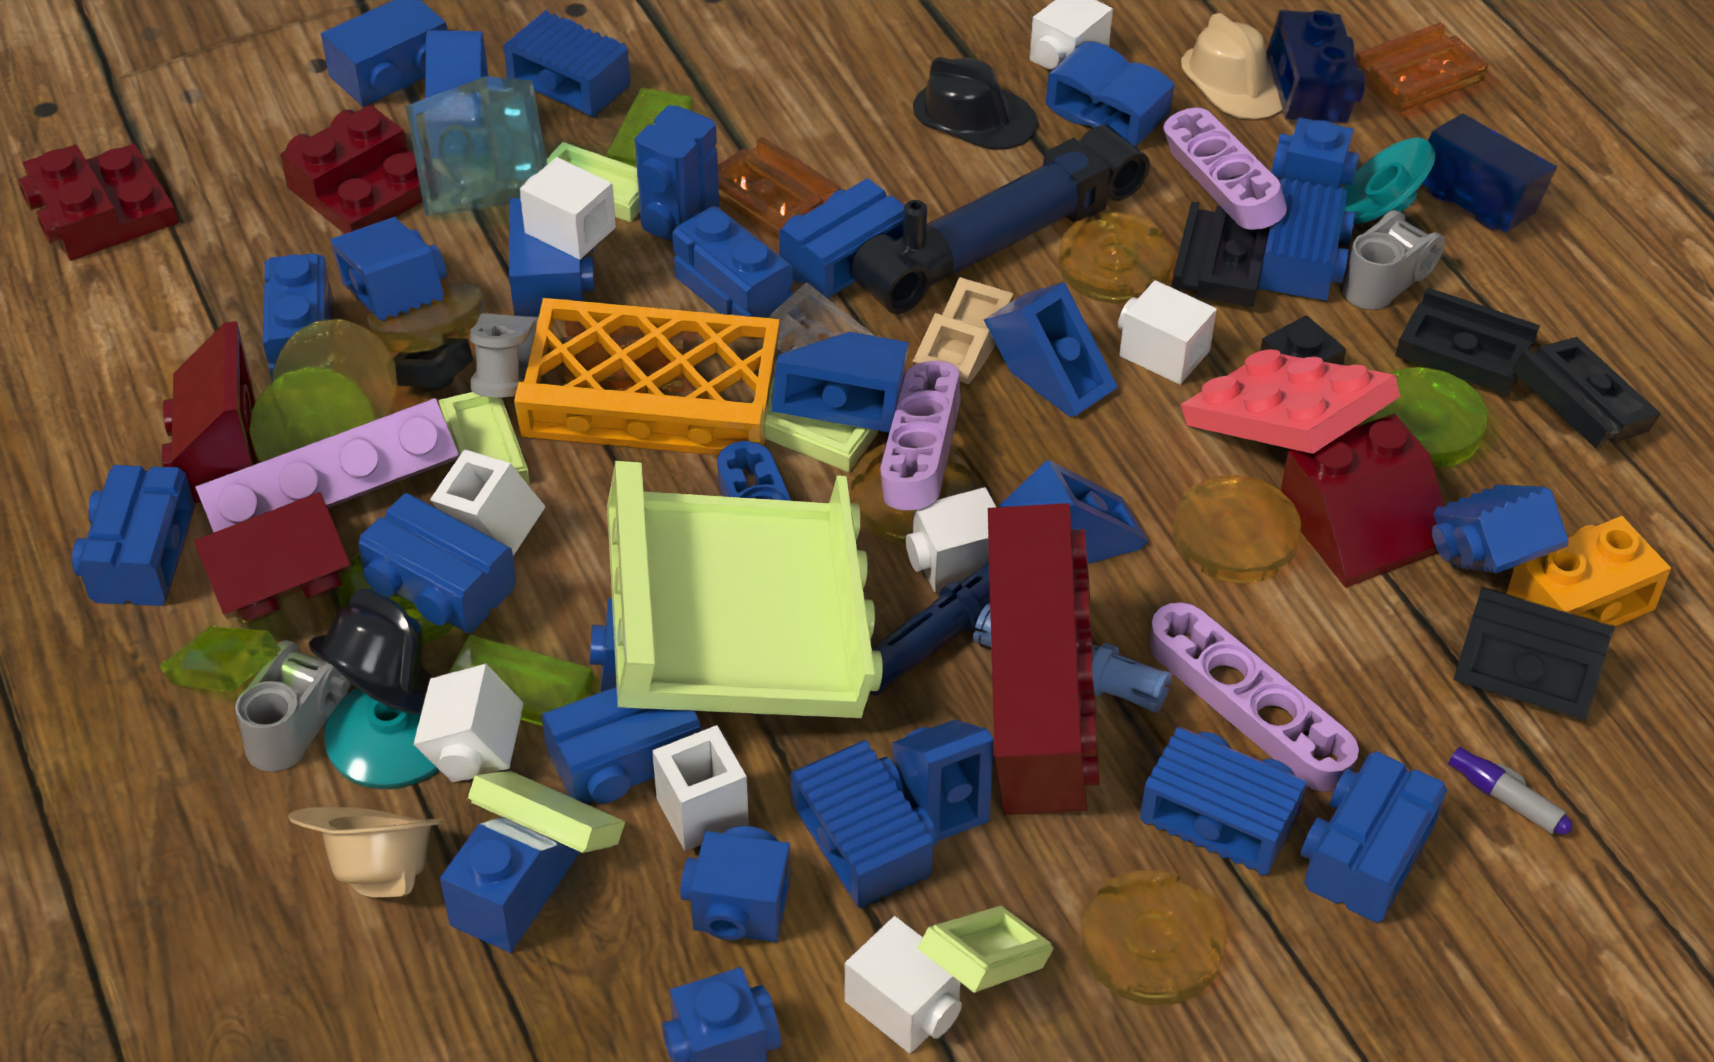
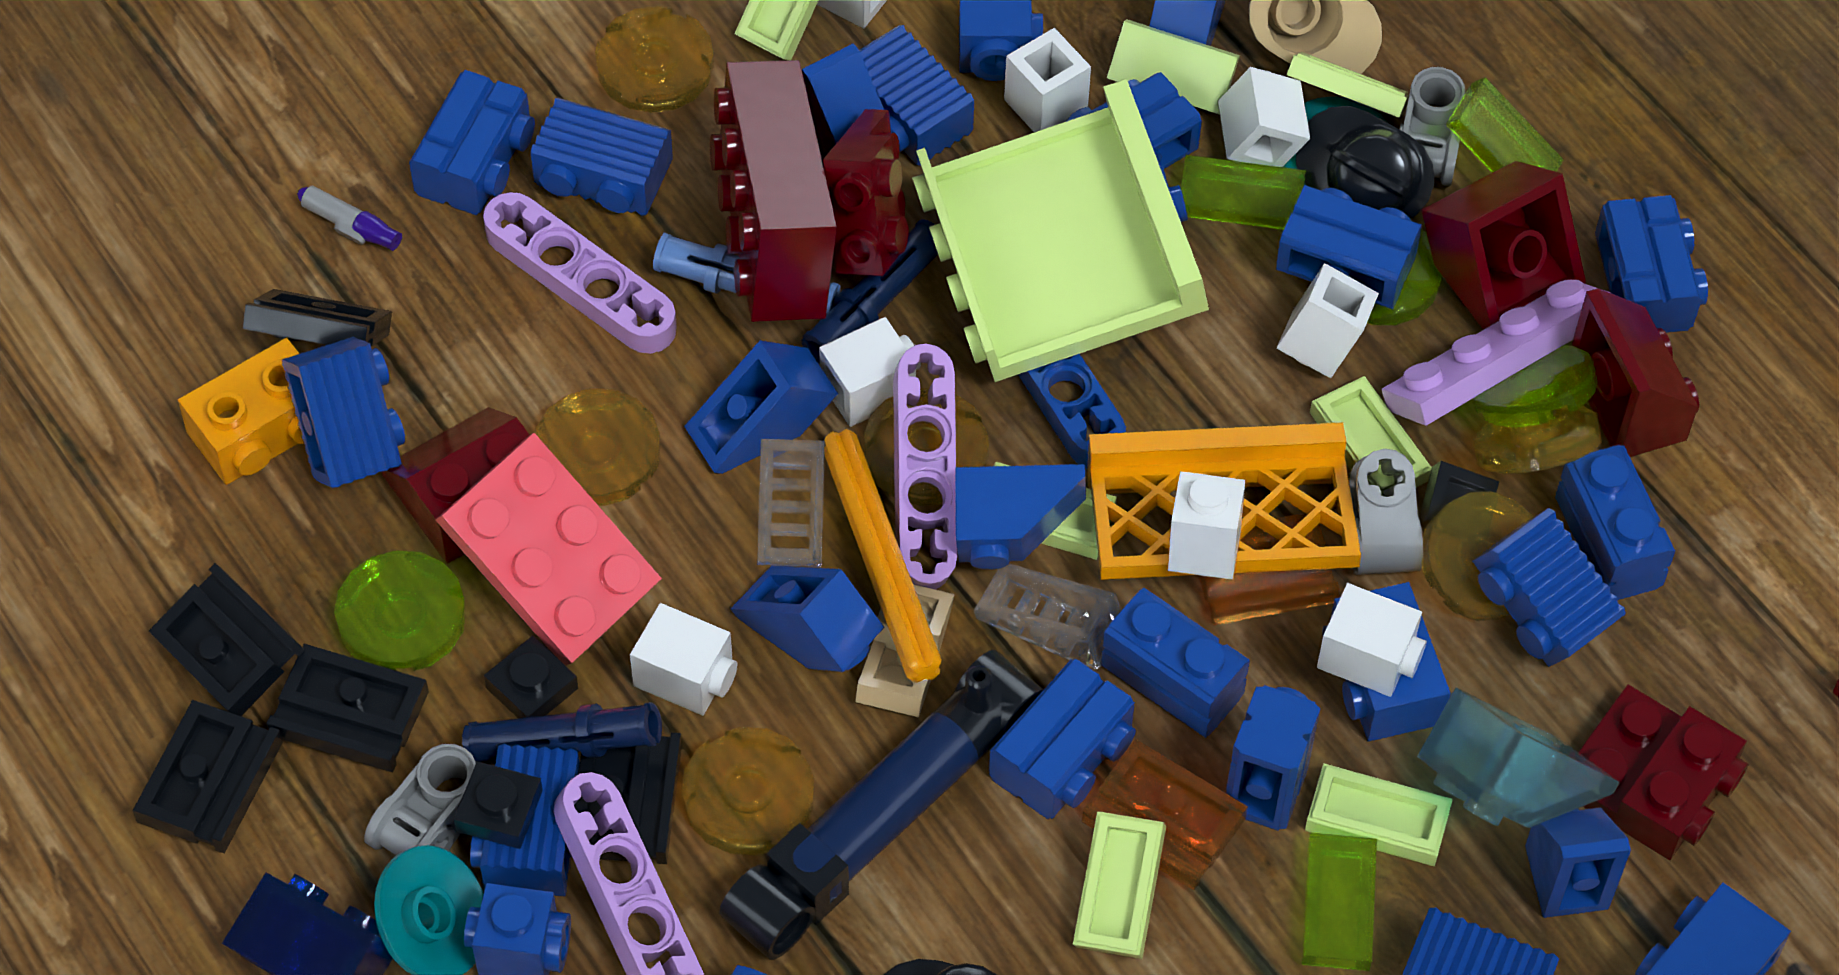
camera: 170 degrees right, 10 degrees up
(357, 757) = (1348, 84): none -> yellowish green tile
(679, 298) = (1206, 525): none -> white brick
(823, 143) = (1119, 885): none -> yellowish green tile
(937, 621) = (867, 196): none -> dark red plate
(976, 376) = (882, 556): none -> light orange axle
(1062, 450) = (793, 456): none -> clear slope
(1257, 262) = (586, 731): none -> dark blue pin
(1334, 208) = (498, 805): none -> black plate
(1588, 304) = (207, 776): none -> black plate

